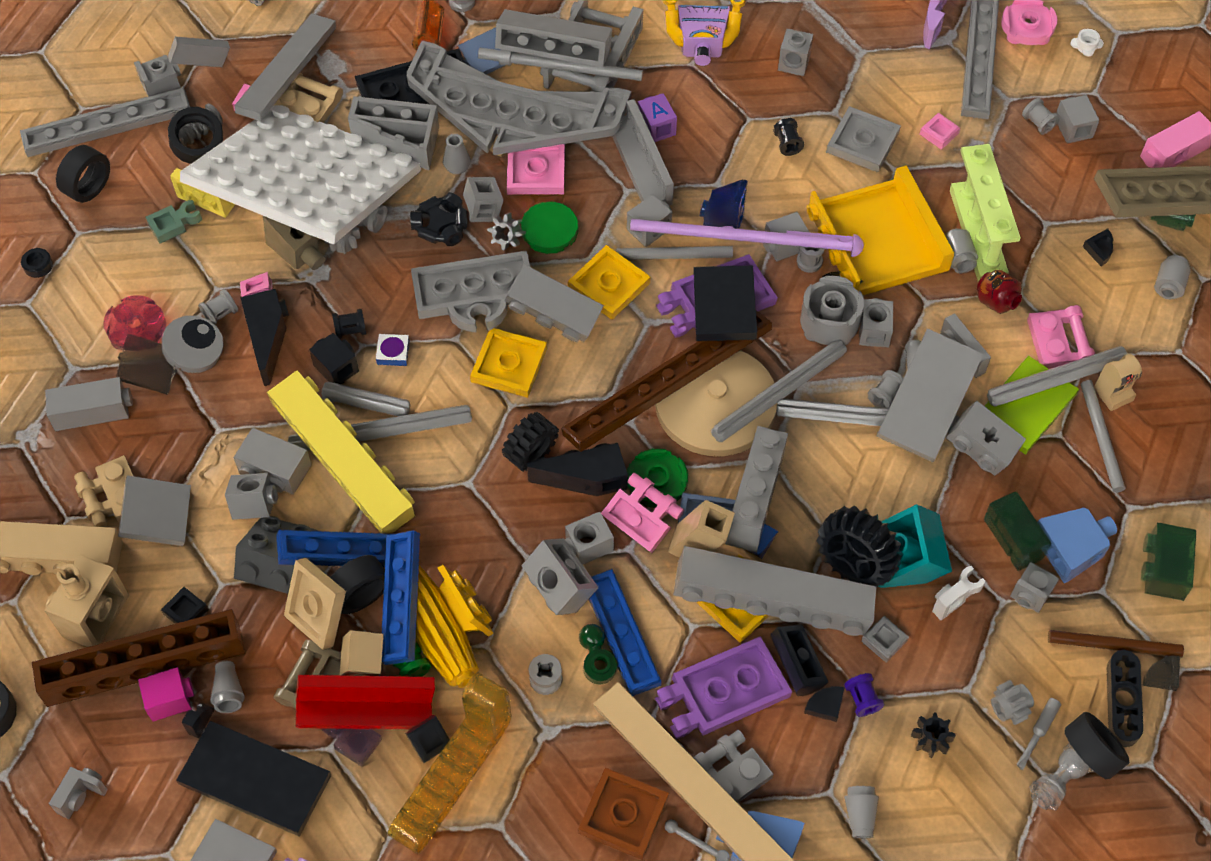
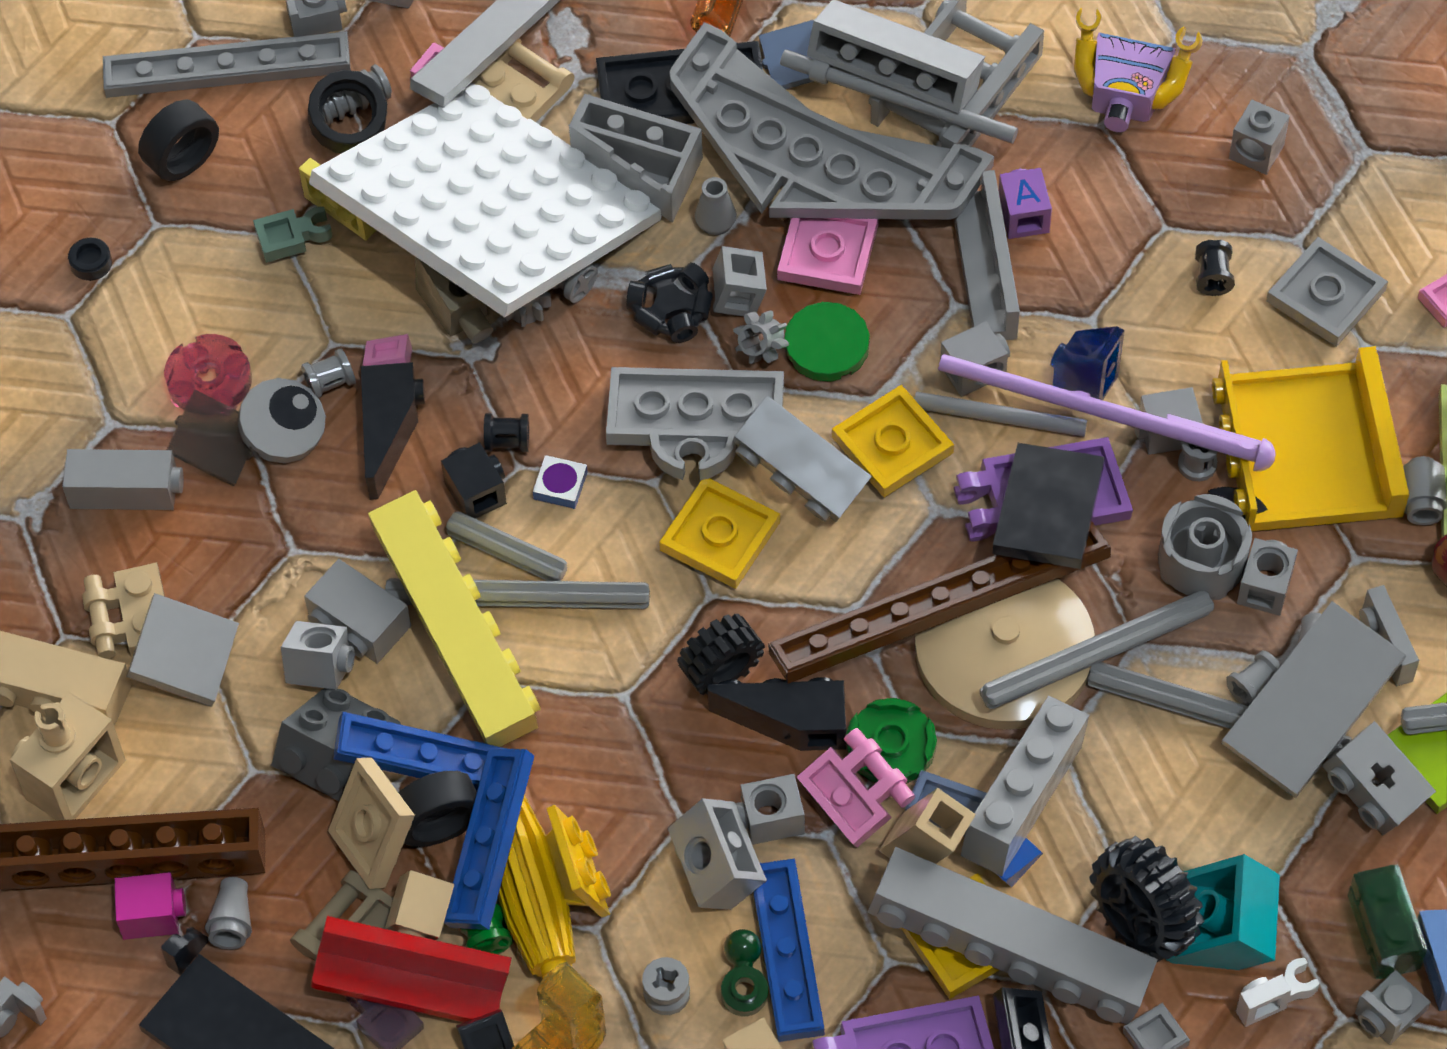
camera: 15 degrees right, 0 degrees up
(184, 607) = (196, 792): black tile -> none

